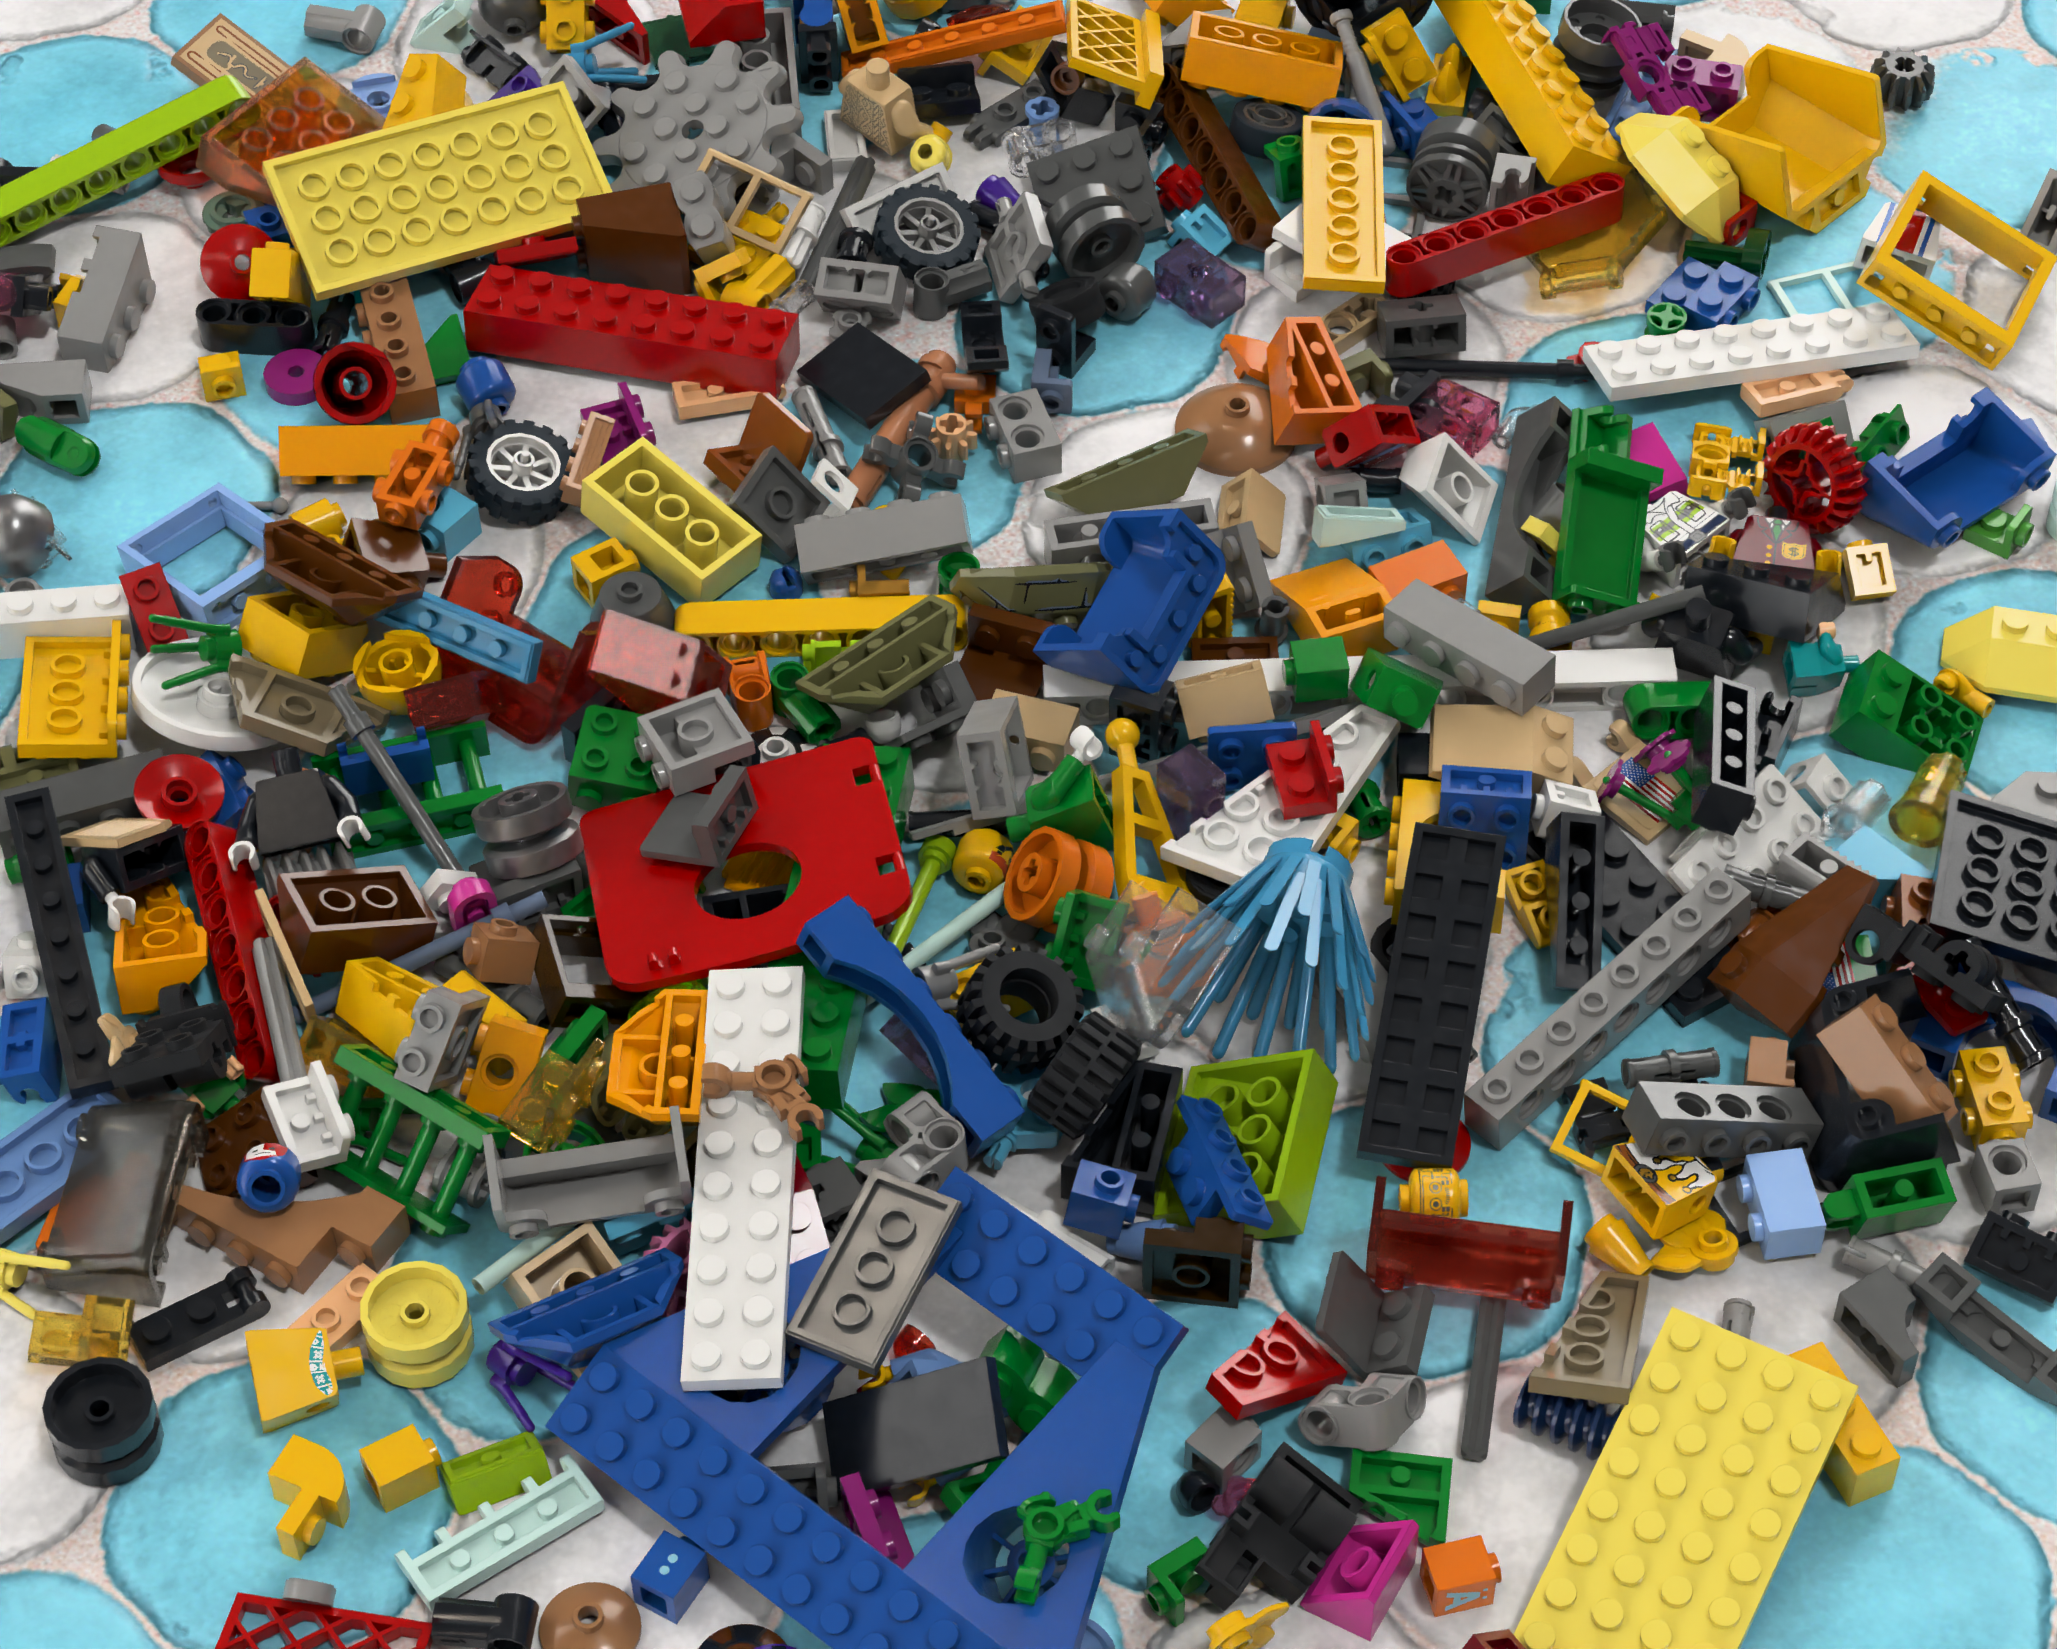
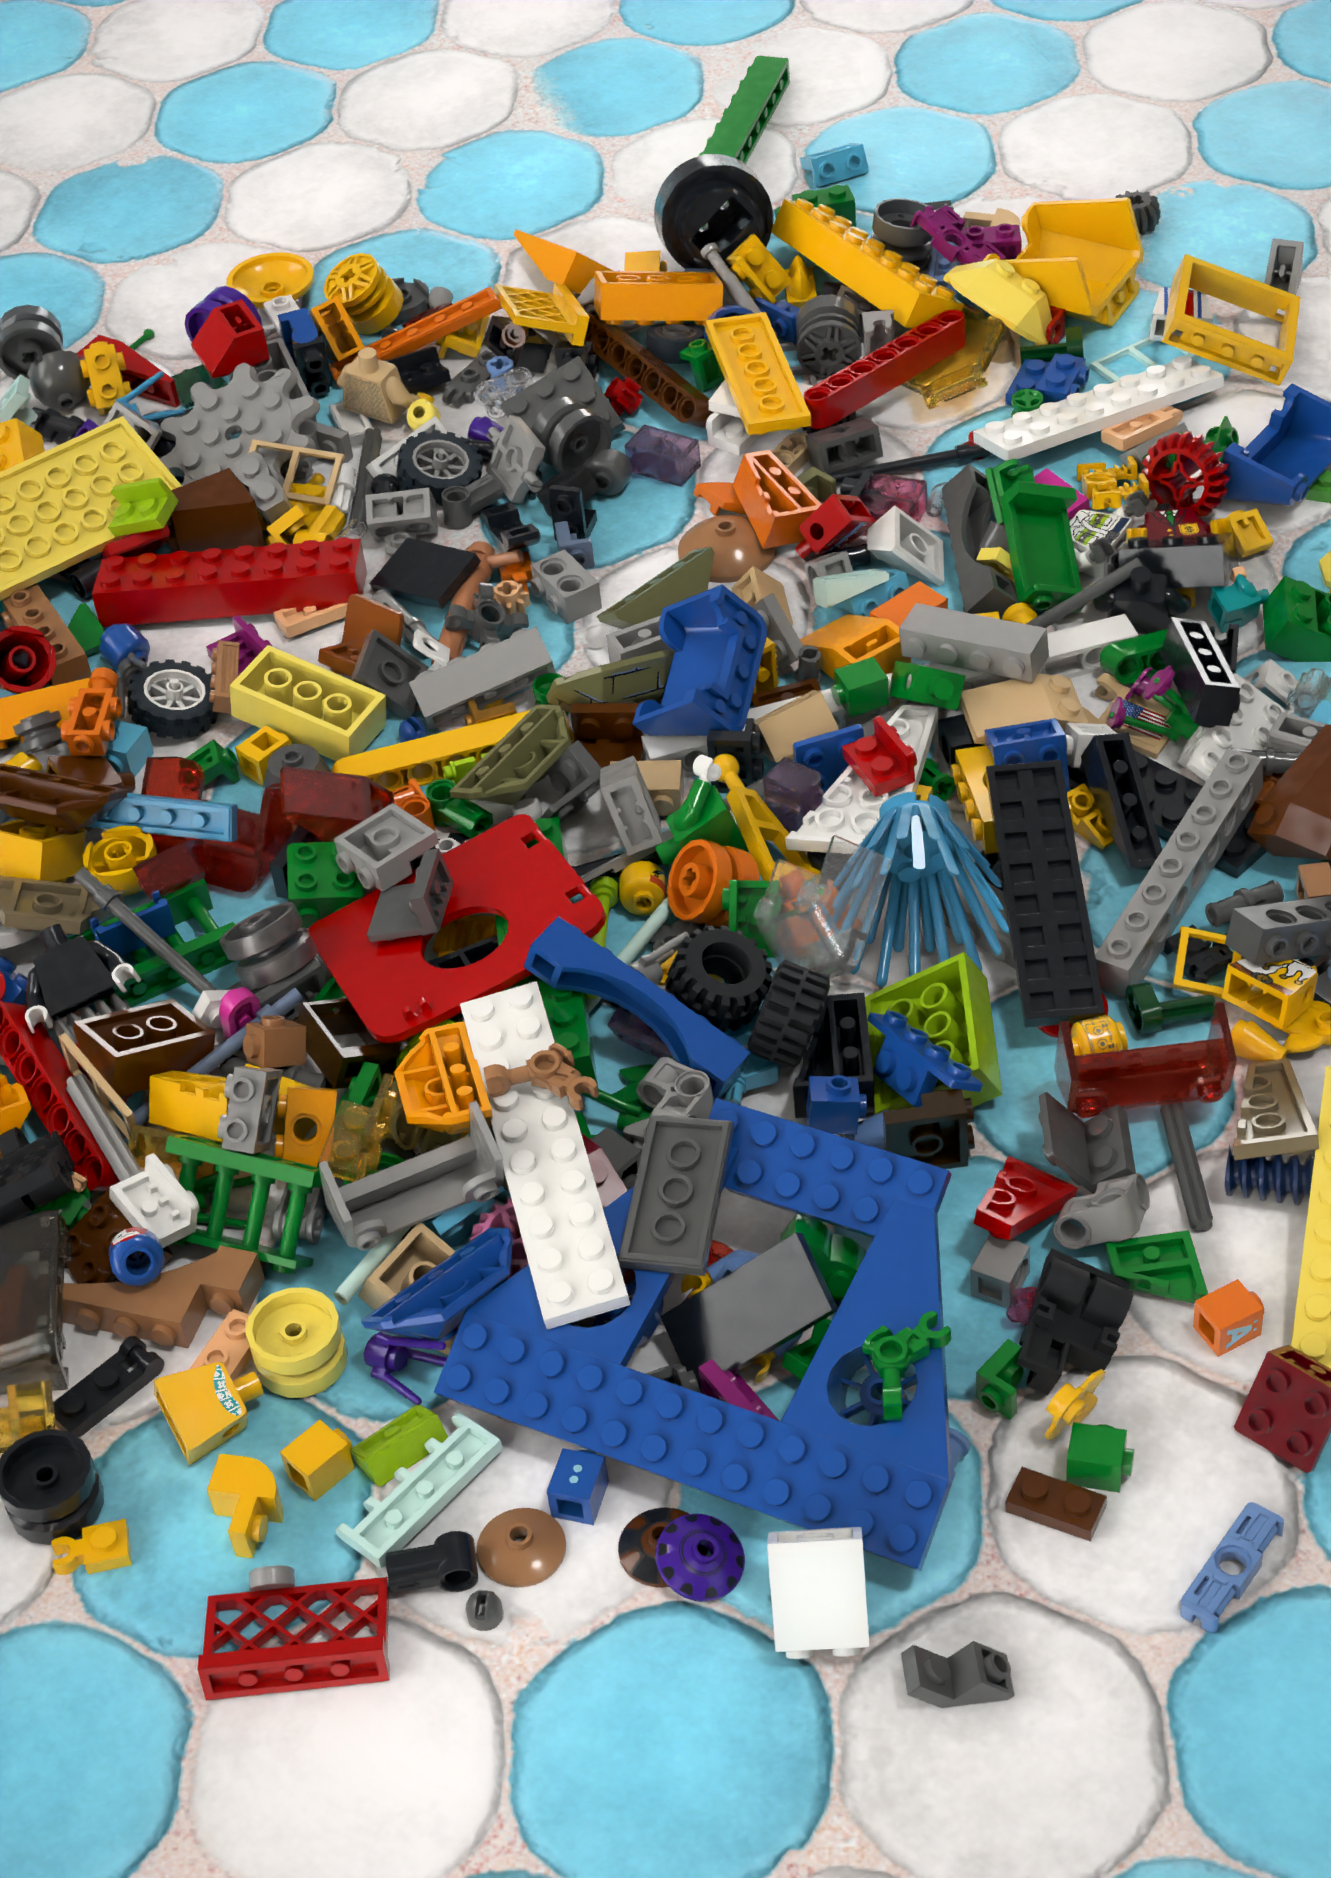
camera: 10 degrees left, 5 degrees down
(140, 1506) = (100, 1549): none -> yellow plate
(352, 479) = (39, 731): none -> dark grey wheel
(542, 566) = (216, 761): none -> green bracket
(552, 214) = (143, 506): none -> lime bracket
(1196, 1491) = (990, 1309): black hinge -> none
(1203, 228) = (650, 415): medium azure bracket -> none
(1364, 1576) = (1152, 1337): dark pink slope -> none
(1512, 1178) = (1149, 1014): none -> dark green piece

